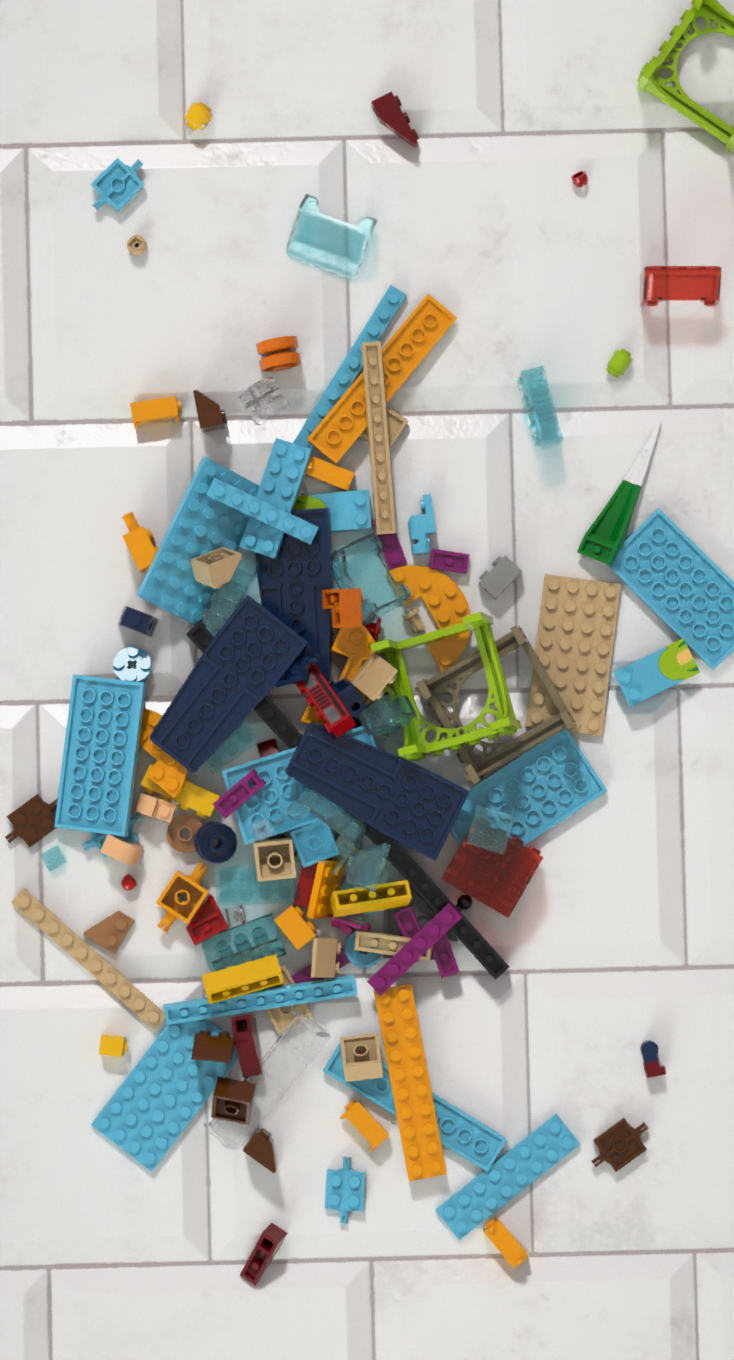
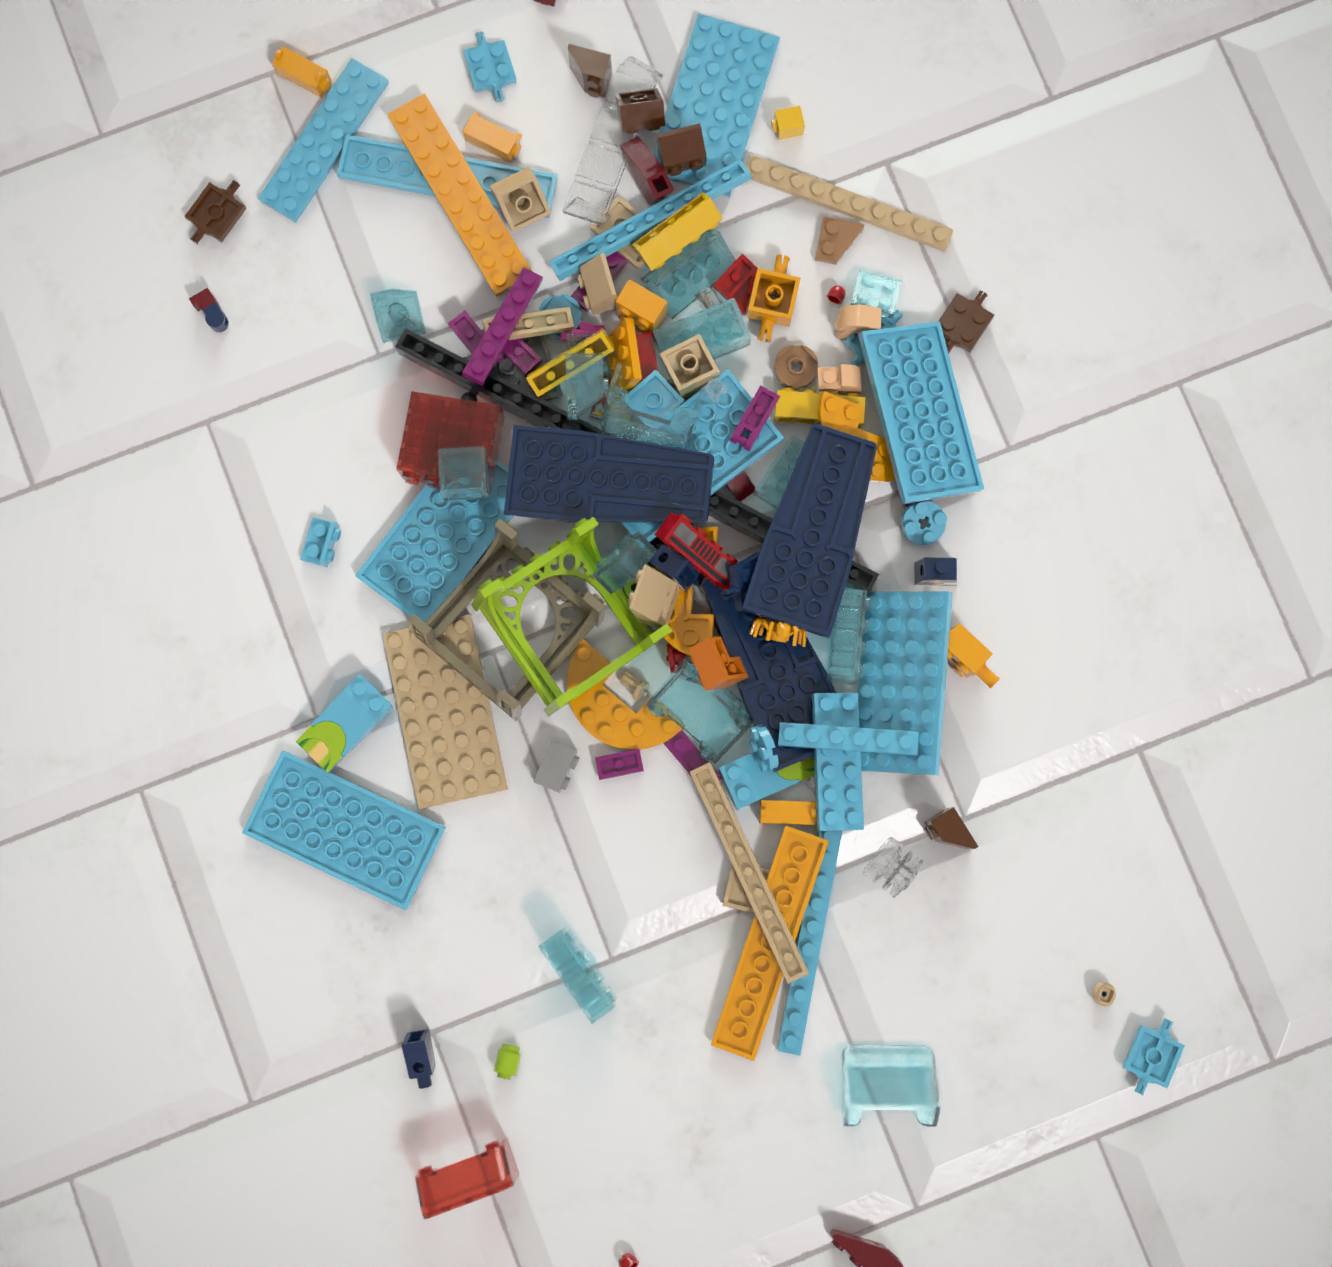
camera: 160 degrees right, 5 degrees down
(53, 858) = (926, 291): clear light blue plate -> none
(97, 870) = (877, 291): none -> clear light blue plate
(155, 410) = (1008, 812): light orange brick -> none
(198, 116) = (1094, 1172): yellow head -> none
(215, 567) = (875, 657): tan slope -> none
(226, 842) = (752, 357): dark blue wheel -> none
(278, 353) = (895, 925): orange wheel -> none
(286, 615) = (778, 631): none -> light orange animal
(331, 533) = (762, 744): none -> medium azure plate
(421, 526) = (664, 790): medium azure plate -> none
(497, 998) = (396, 311): none -> clear light blue slope
(610, 528) = (452, 864): green plate -> none
(626, 830) = (320, 542): none -> medium azure bracket
(685, 391) = (419, 1057): none -> dark blue torso

